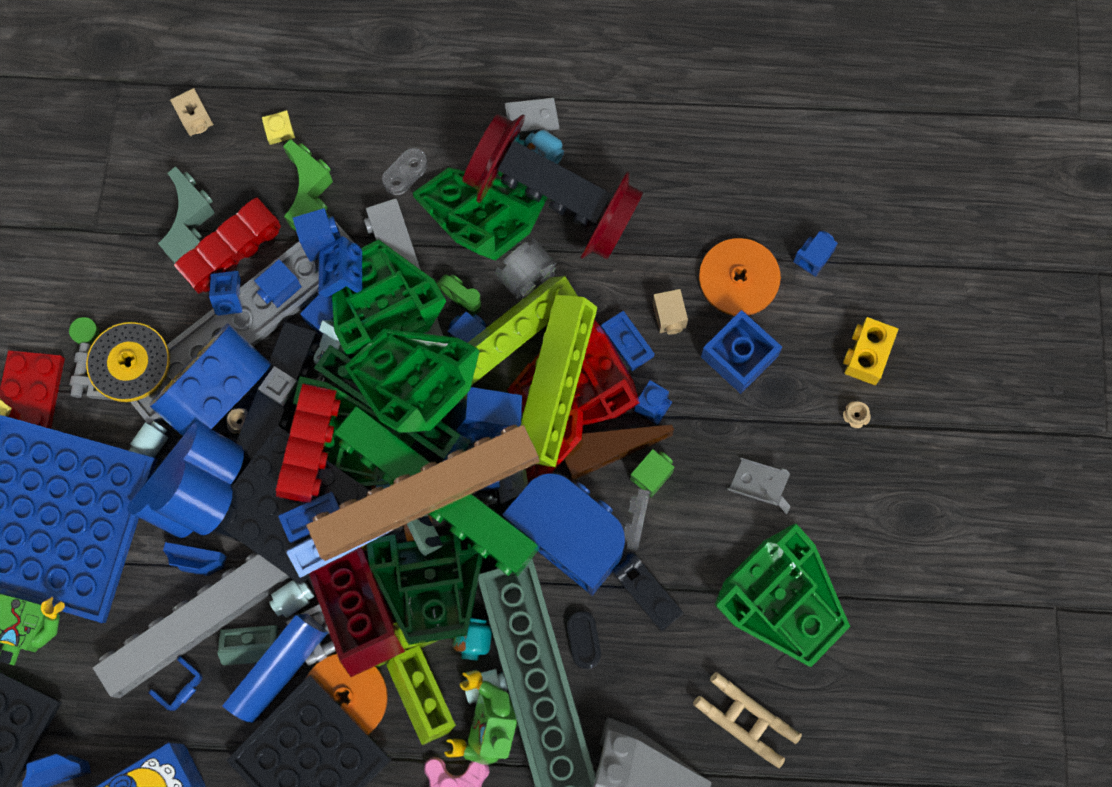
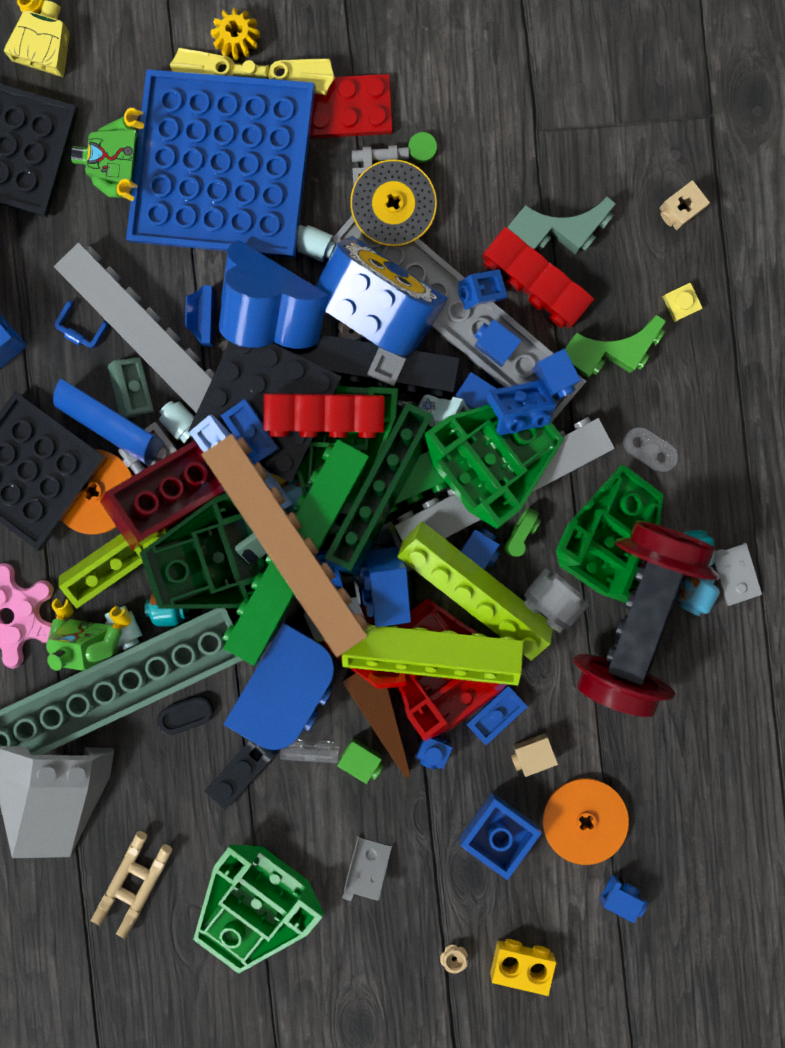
camera: 75 degrees right, 15 degrees up
(413, 377) = (402, 510): green wedge -> none

